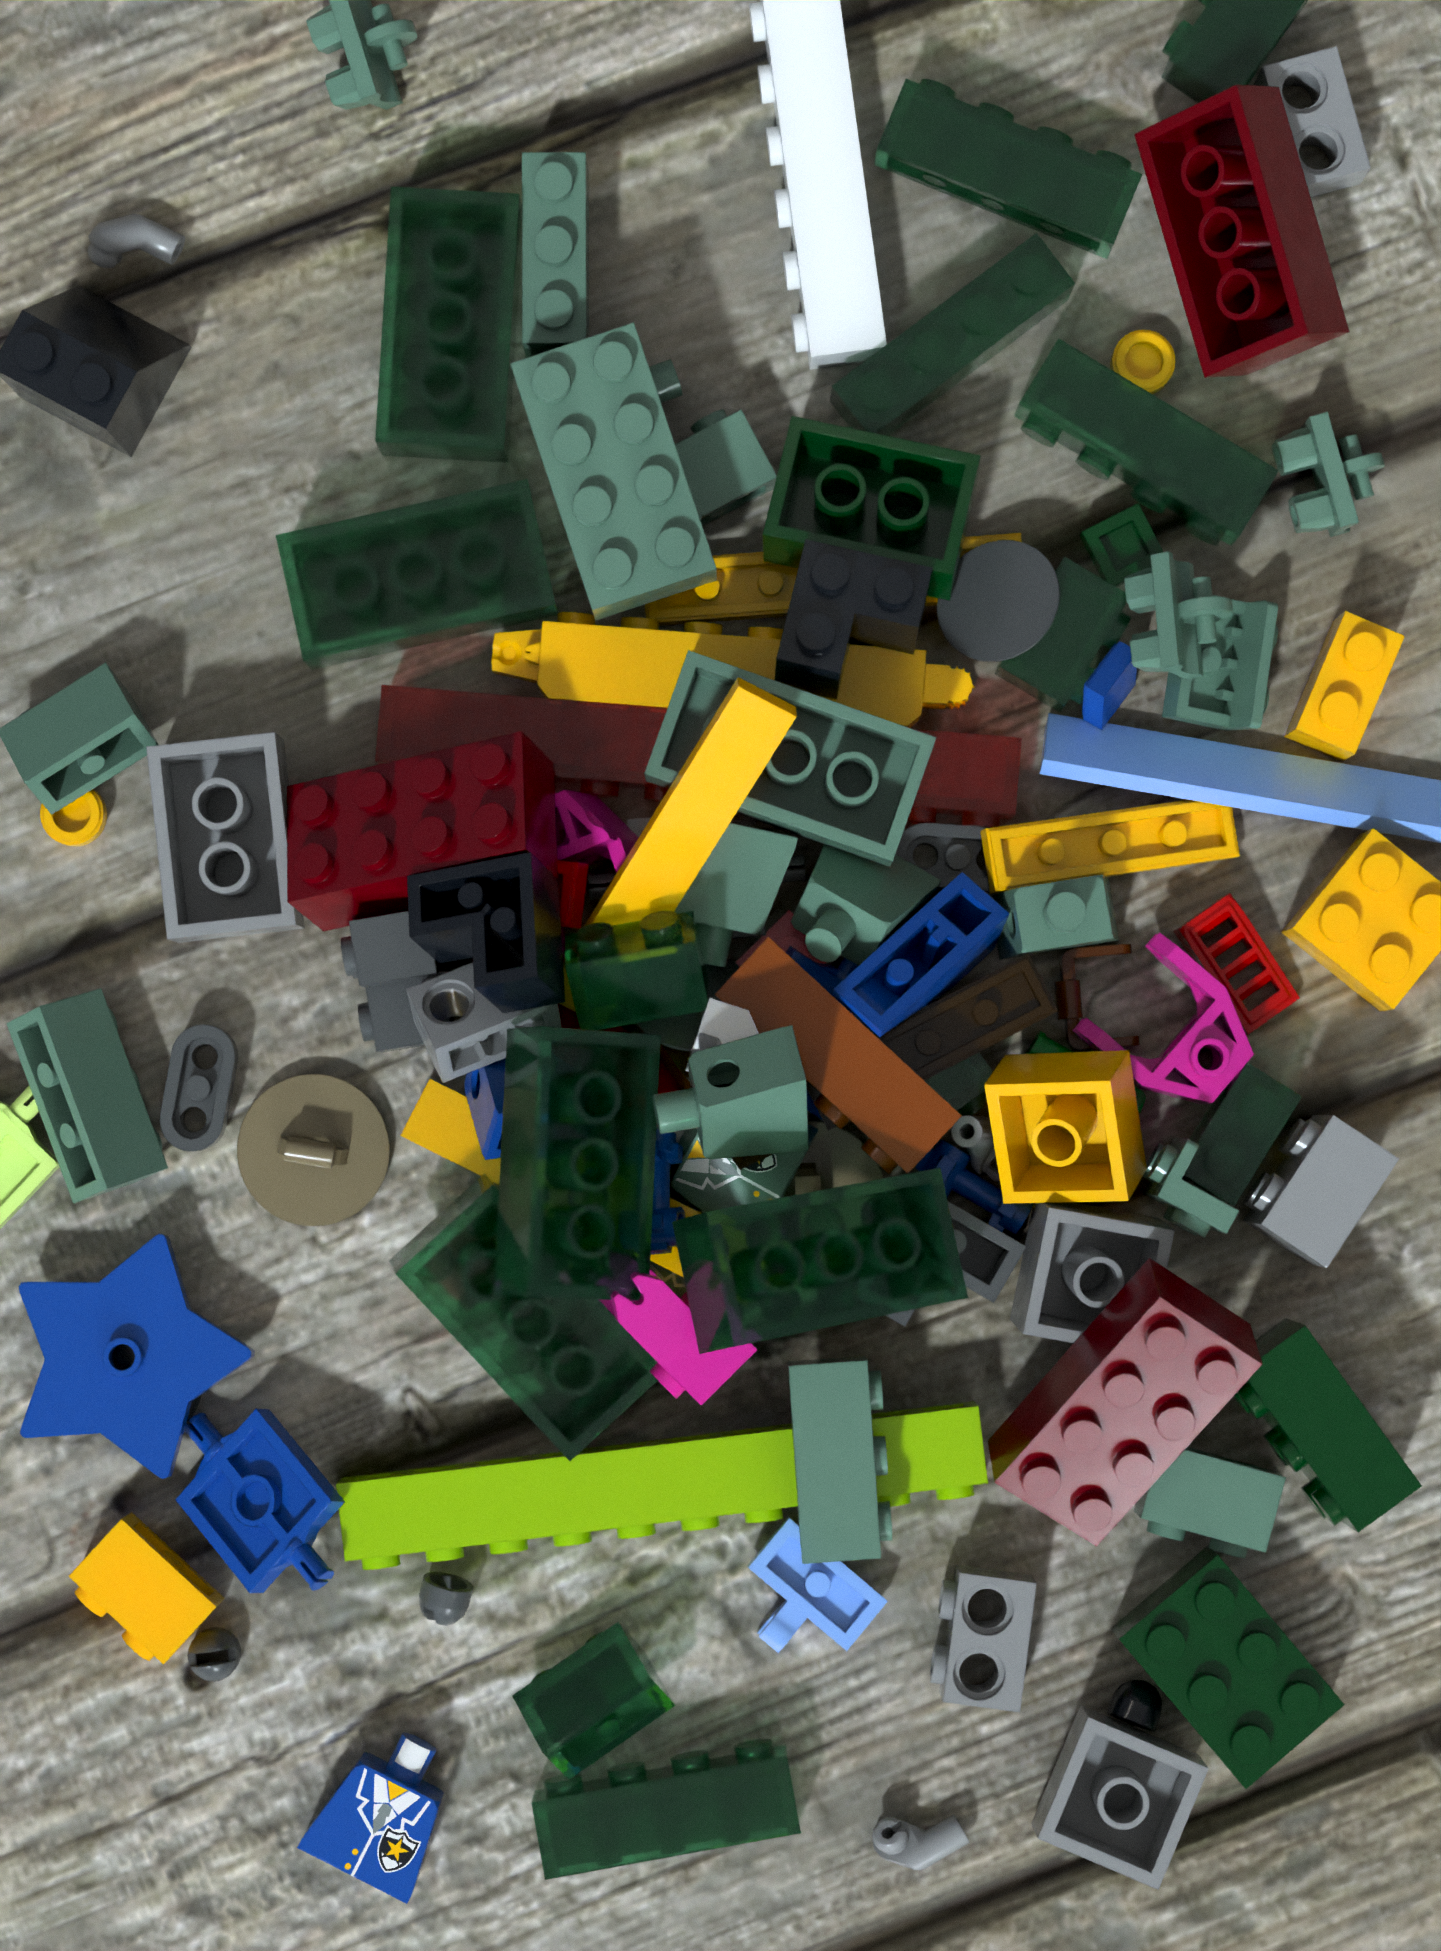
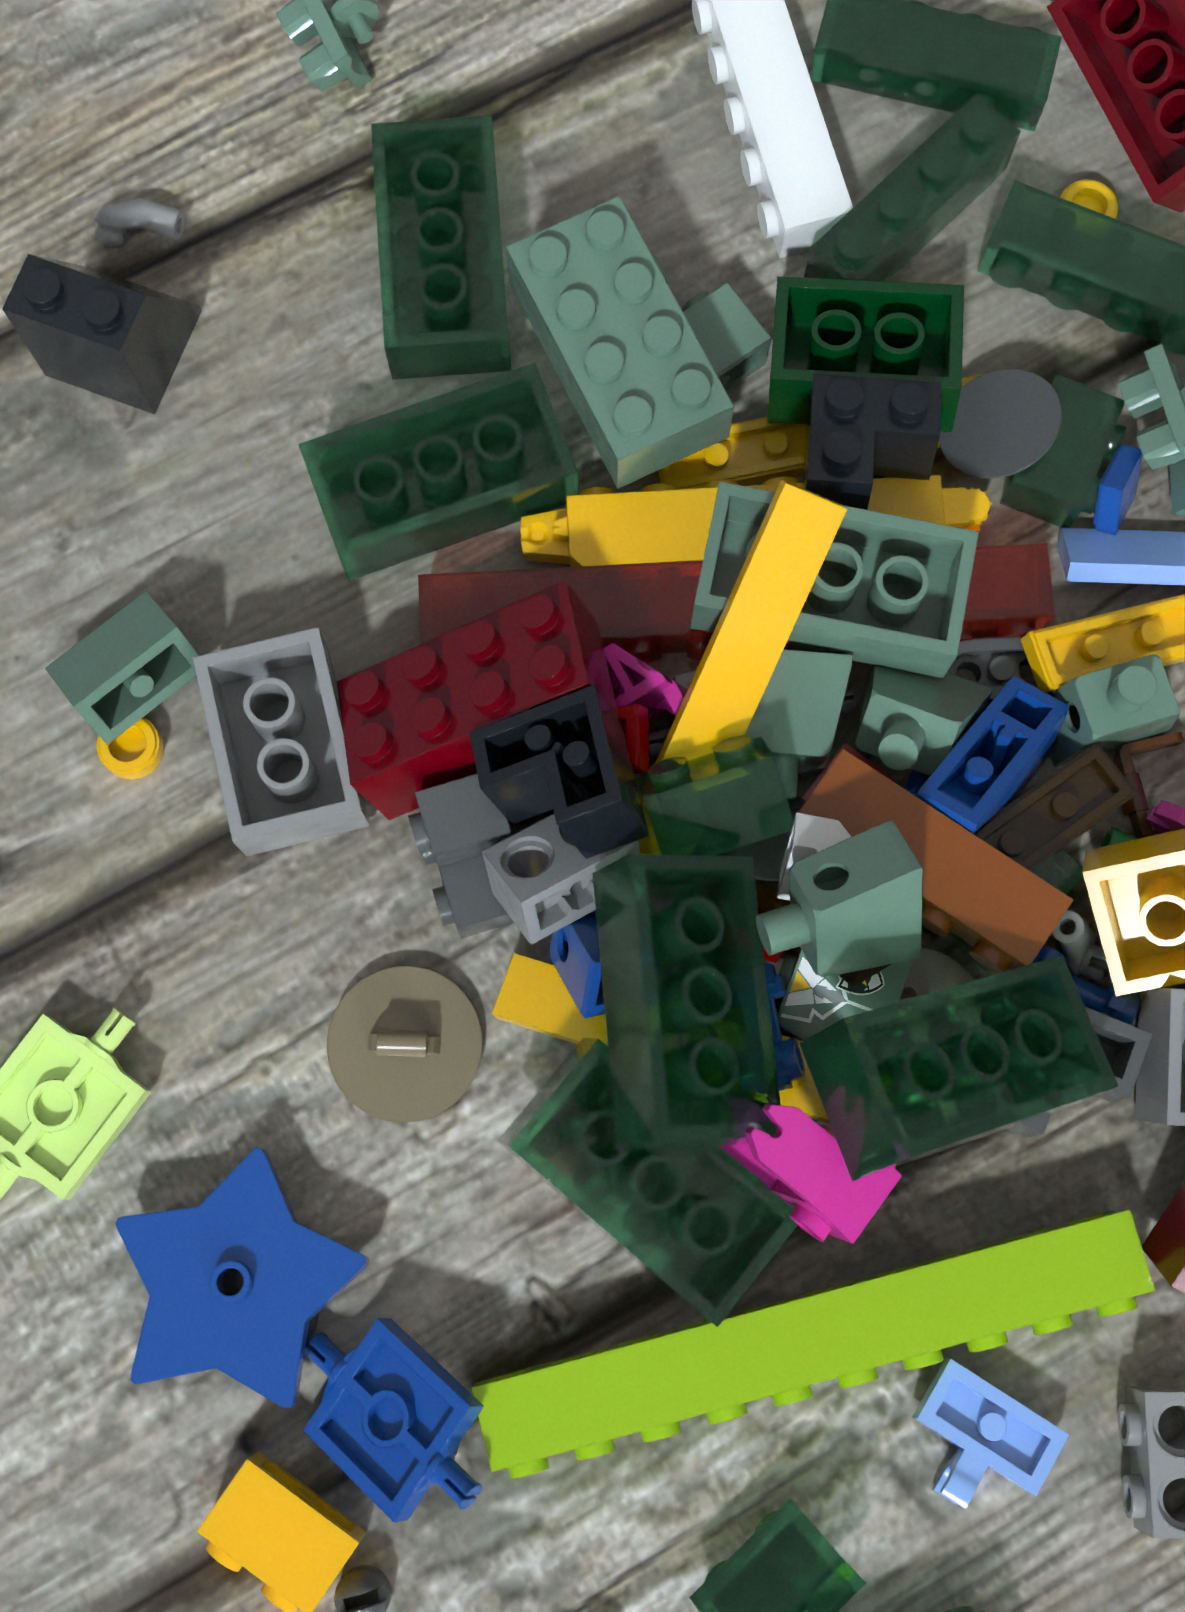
camera: 10 degrees left, 10 degrees down
(87, 1095) = (168, 1015): sand green brick -> none
(193, 1086) = (280, 996): dark grey plate -> none
(444, 1597) = (600, 1497): dark grey hinge -> none
(554, 250) = (528, 156): sand green brick -> none
(838, 1459) = (1000, 1287): sand green brick -> none
(1121, 545) = (1101, 362): dark green plate -> none

